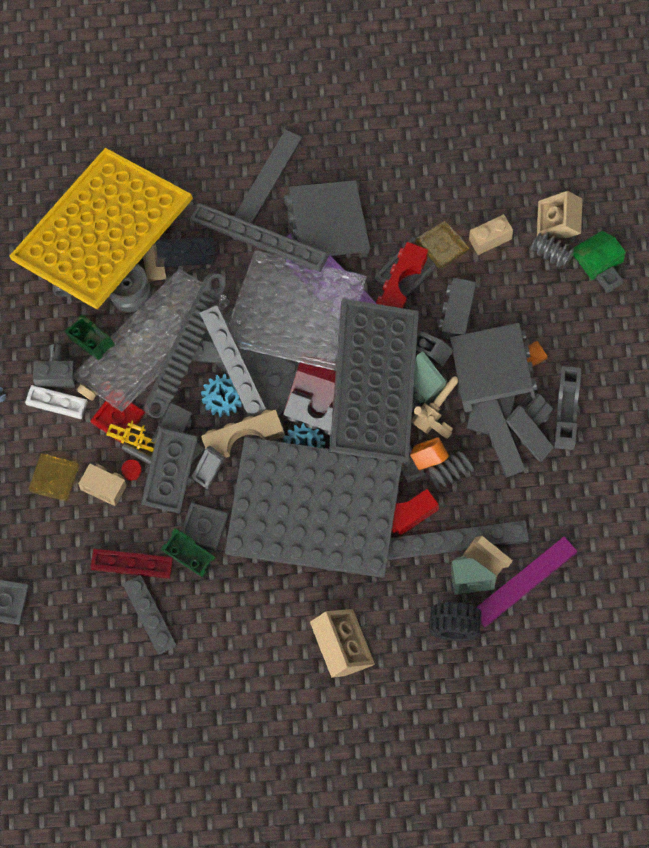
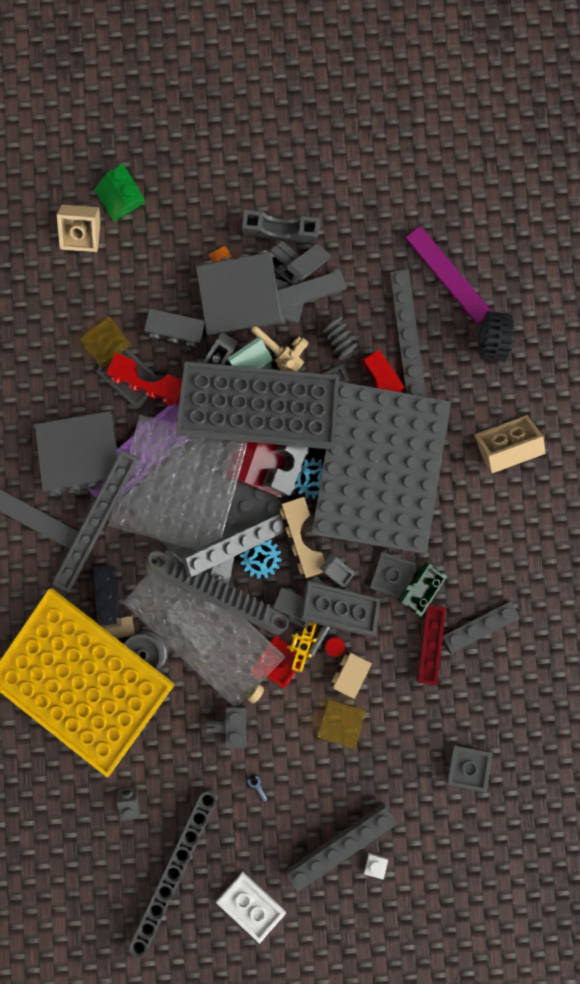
camera: 90 degrees left, 15 degrees up
(56, 402) = (262, 723): white tile -> none
(89, 337) = (198, 691): dark green piece -> none
(429, 453) = (326, 357): orange piece -> none
(470, 576) = (450, 324): sand green slope -> none
(487, 555) = (428, 308): tan panel -> none
(491, 234) = (96, 294): tan brick -> none
(553, 250) = (115, 234): dark grey piece -> none
(609, 279) = (146, 184): dark grey tile -> none

